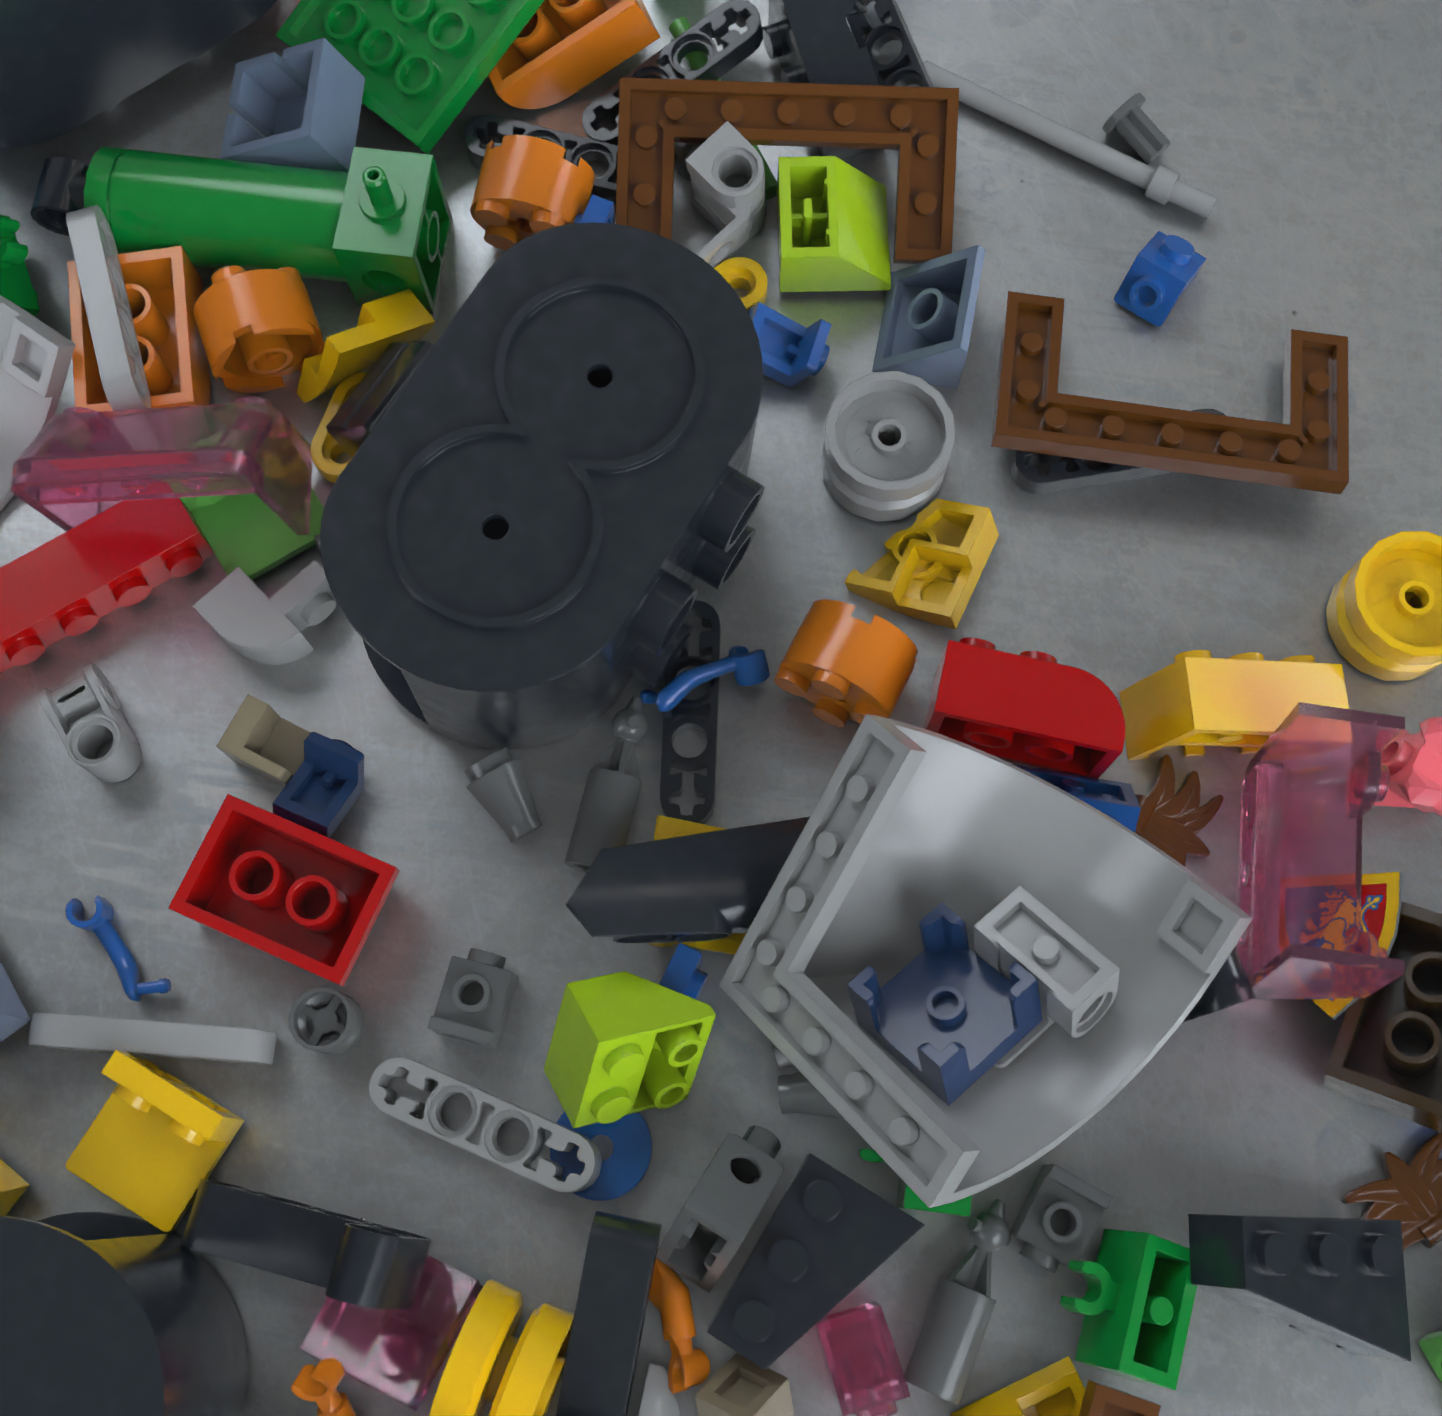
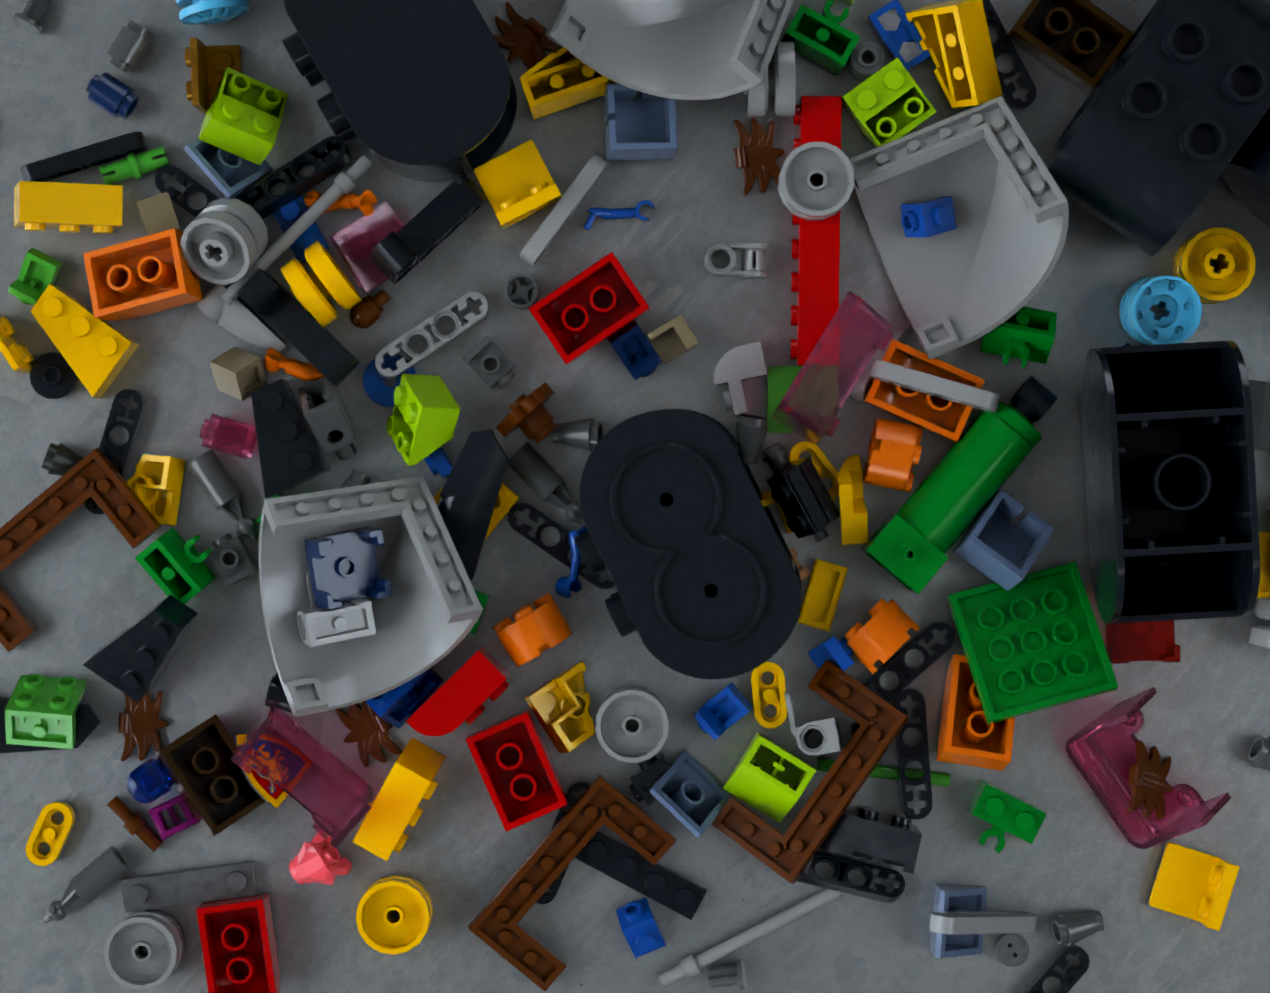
camera: 125 degrees right, 15 degrees up
(506, 1258) = (369, 309): none -> reddish brown cylinder
(515, 877) = (530, 415): none -> reddish brown plant
(955, 388) = (648, 771): none -> black bracket
(1068, 562) = (517, 770): none -> red brick
(1090, 333) = (641, 875): none -> black plate

